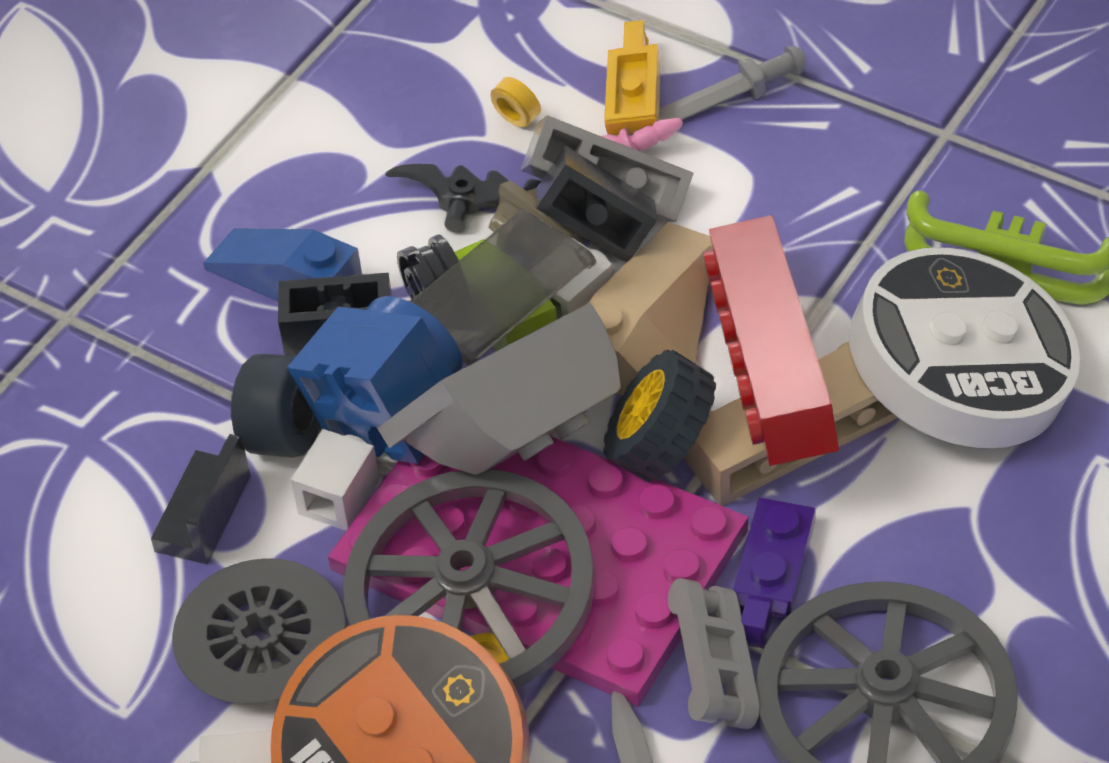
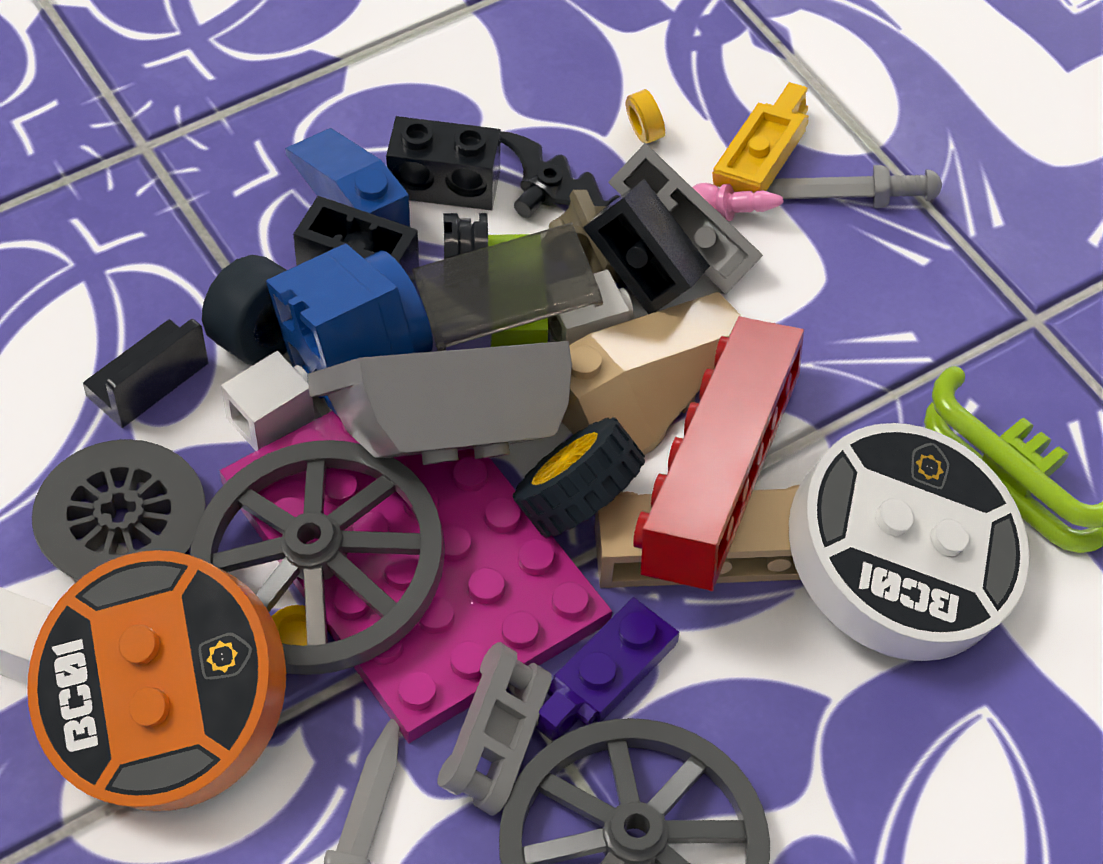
camera: 20 degrees right, 5 degrees up
(367, 208) = (445, 162): none -> black brick

